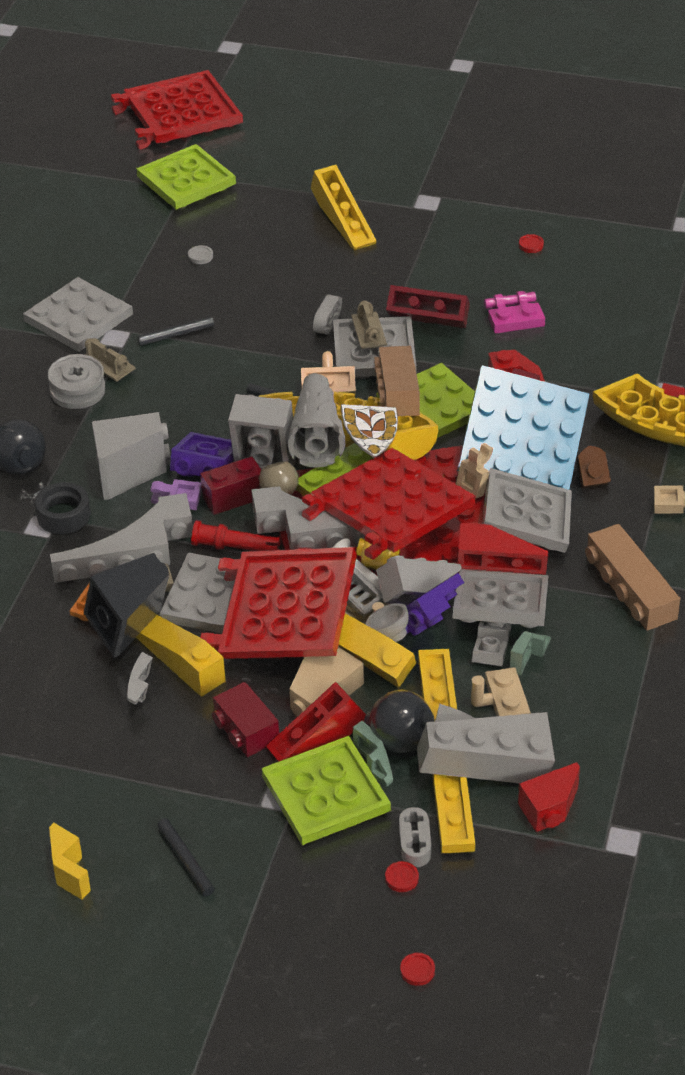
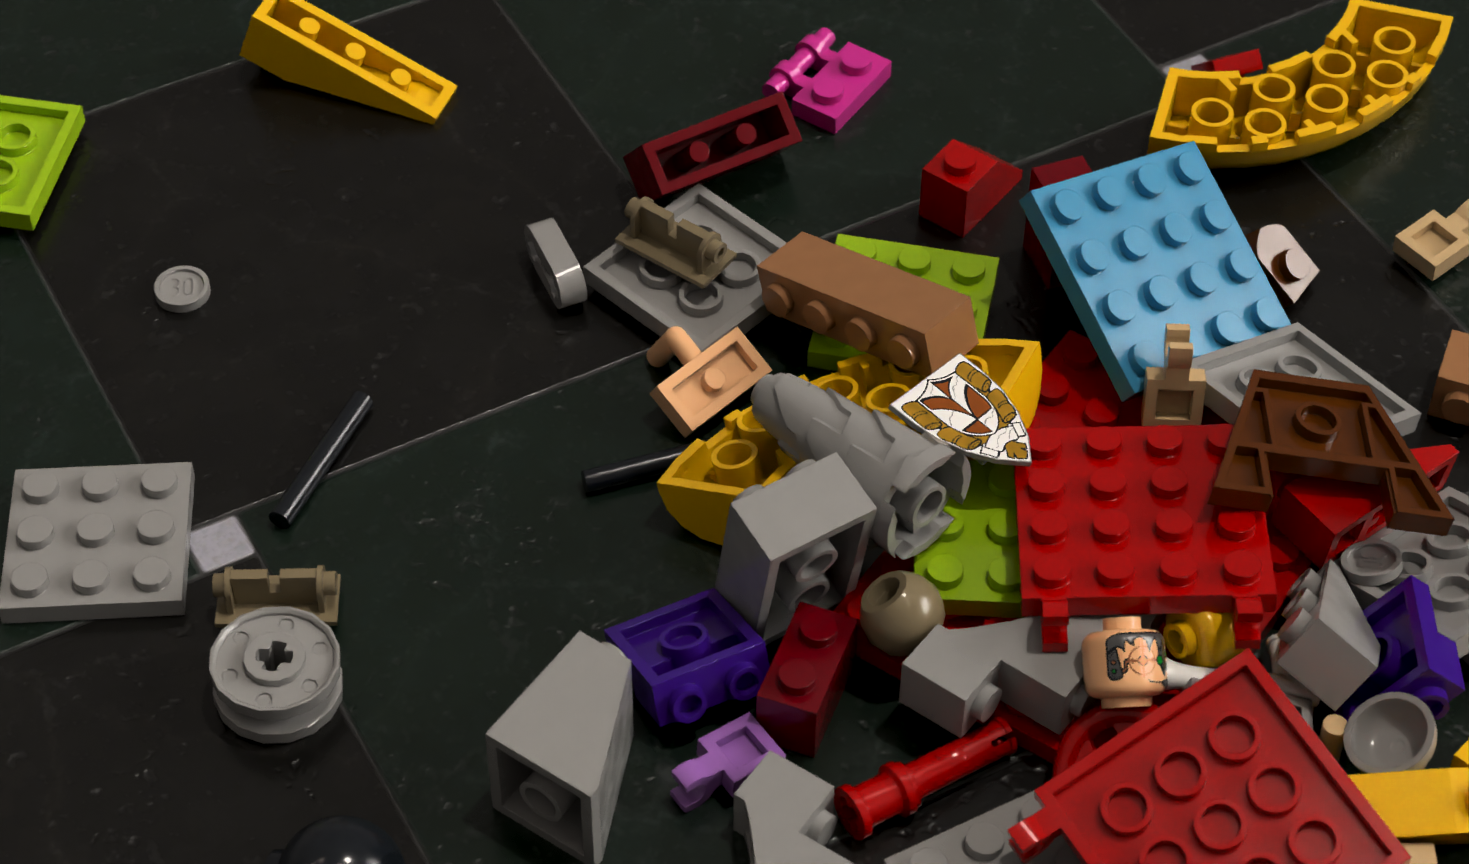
camera: 45 degrees left, 5 degrees up
(320, 532) = (1124, 663): none -> light nougat head
(474, 575) = (1371, 563): none -> light grey piece
(486, 506) = (1326, 433): none -> reddish brown wing

